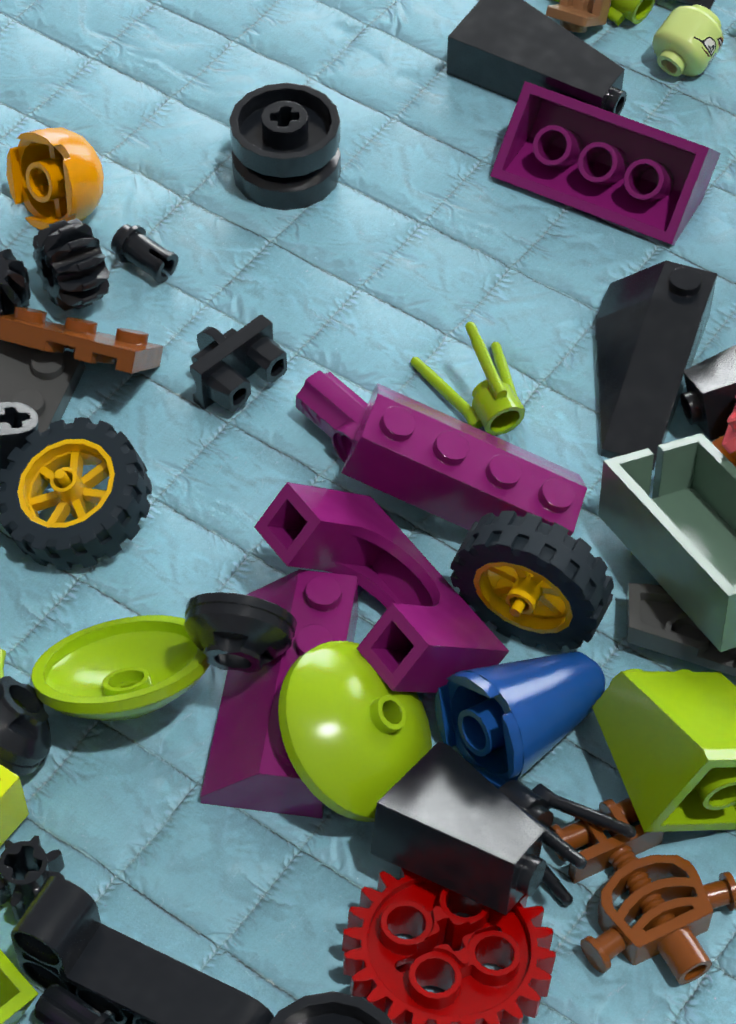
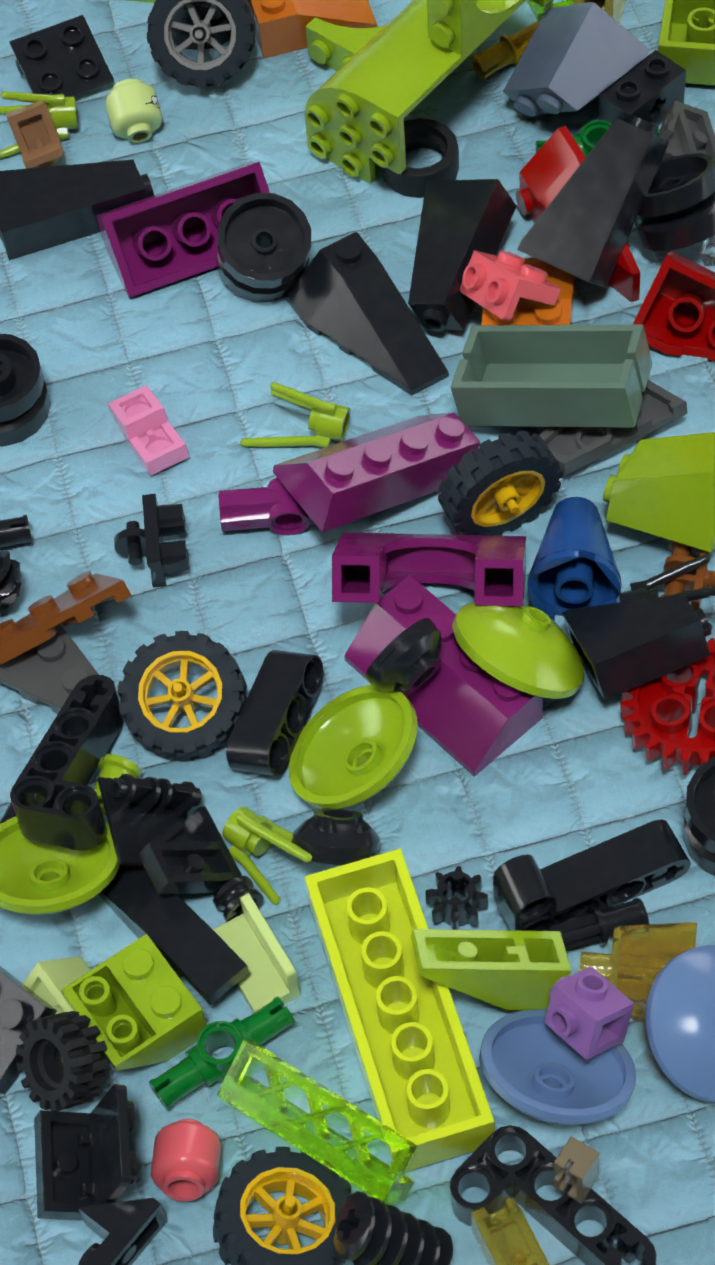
camera: 45 degrees left, 5 degrees up
(119, 579) = (275, 712): none -> black beam
(357, 282) = (148, 430): none -> bright pink slope
(625, 216) = (263, 246): none -> black wheel

